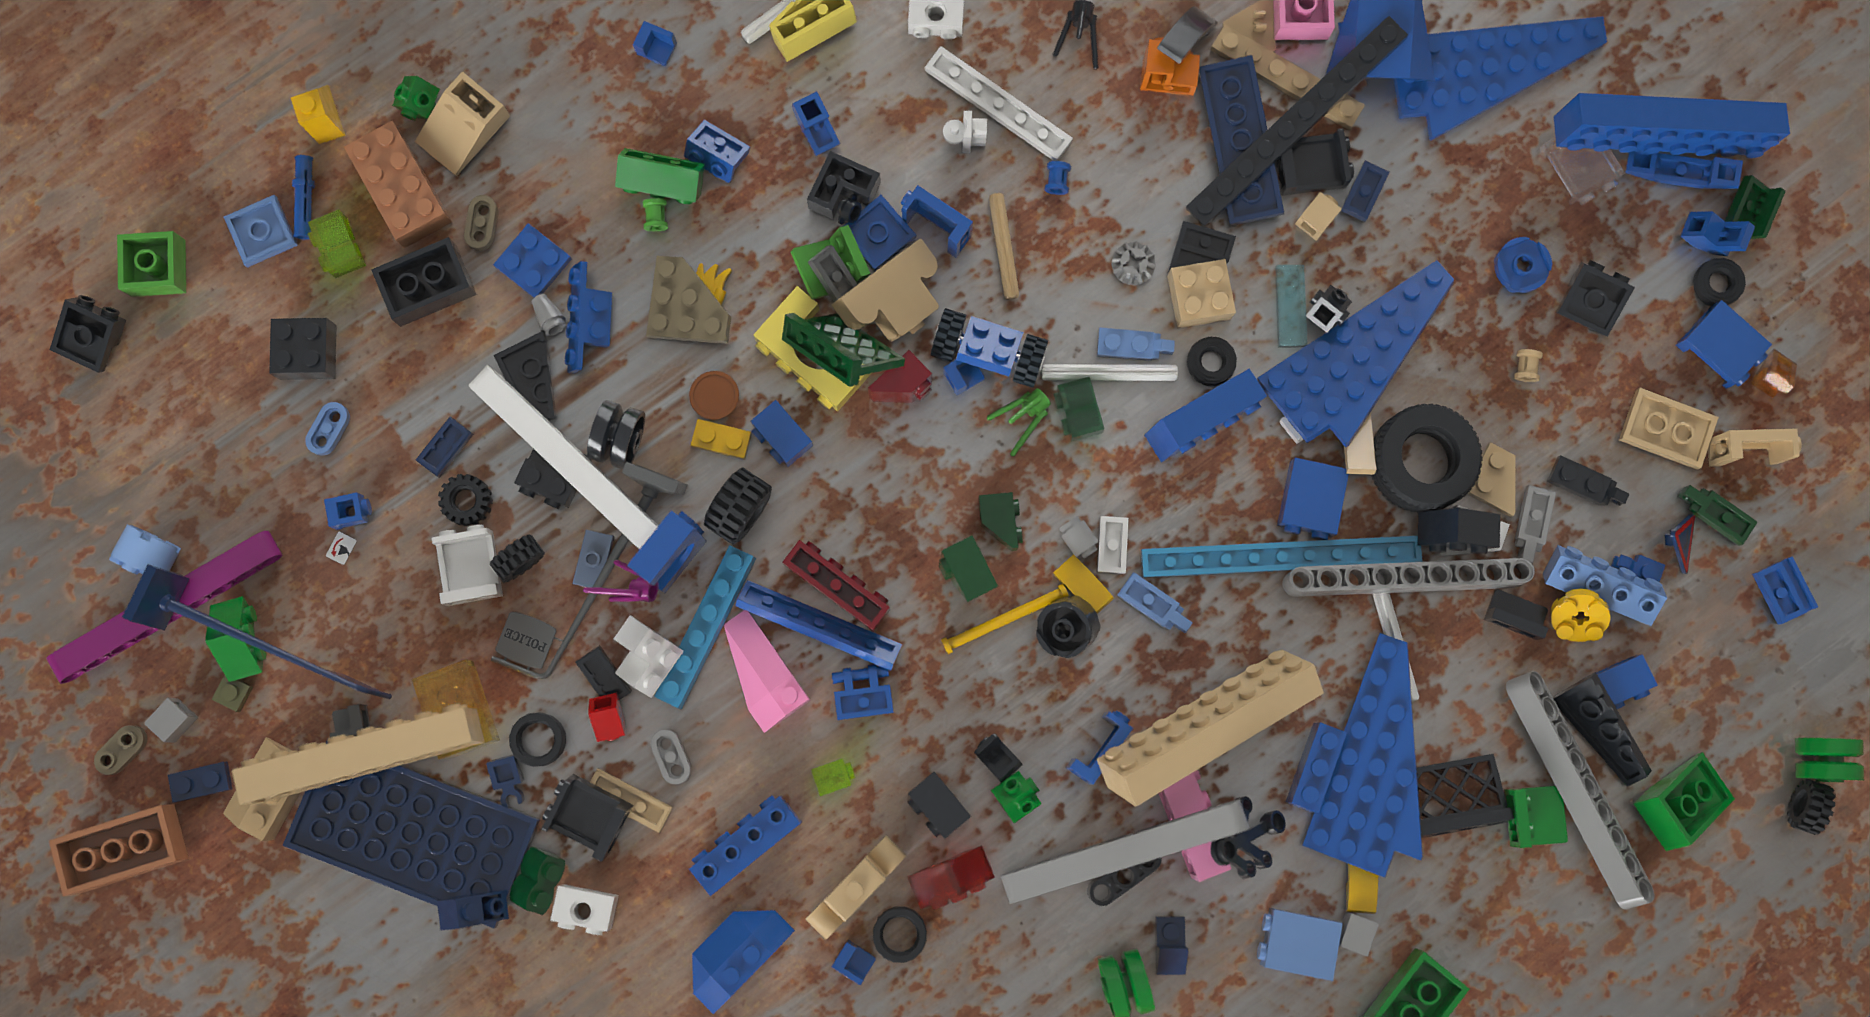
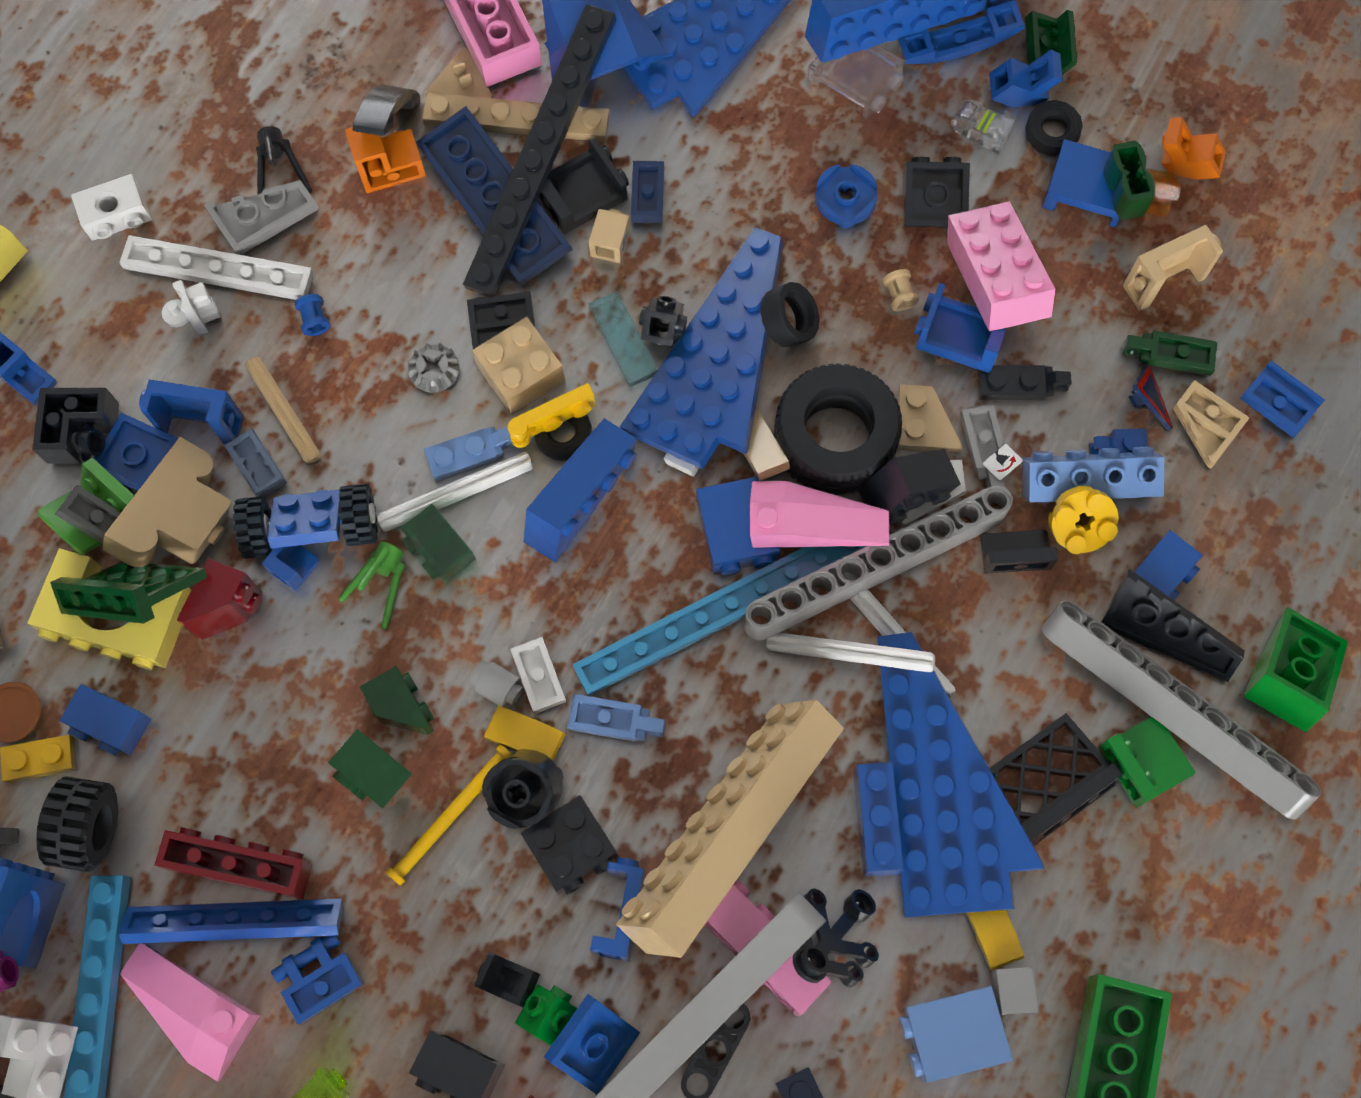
camera: 20 degrees left, 10 degrees down
(966, 281) = (255, 463): none -> sand blue plate
(1040, 830) = (592, 1044): none -> blue plate
(1047, 74) = (259, 217): none -> light grey wing
(1082, 682) = (570, 846): none -> black plate
(1209, 348) = (551, 415): none -> yellow plate
(1355, 636) = (852, 652): none -> white axle
(1368, 518) = (805, 517): none -> bright pink wedge
(1419, 347) = (775, 318): none -> black tyre
(1540, 542) = (1002, 462): none -> white sticker
(1561, 422) = (957, 333): none -> blue panel
(1616, 384) = (1000, 266): none -> bright pink brick
(1662, 254) = (983, 125): none -> clear leg
(1668, 428) = (1087, 290): tan plate -> none
(1717, 582) = (1208, 421): none -> tan wing
(1755, 363) = (1129, 180): none -> dark green brick
(1819, 357) = (1191, 154): none -> orange brick

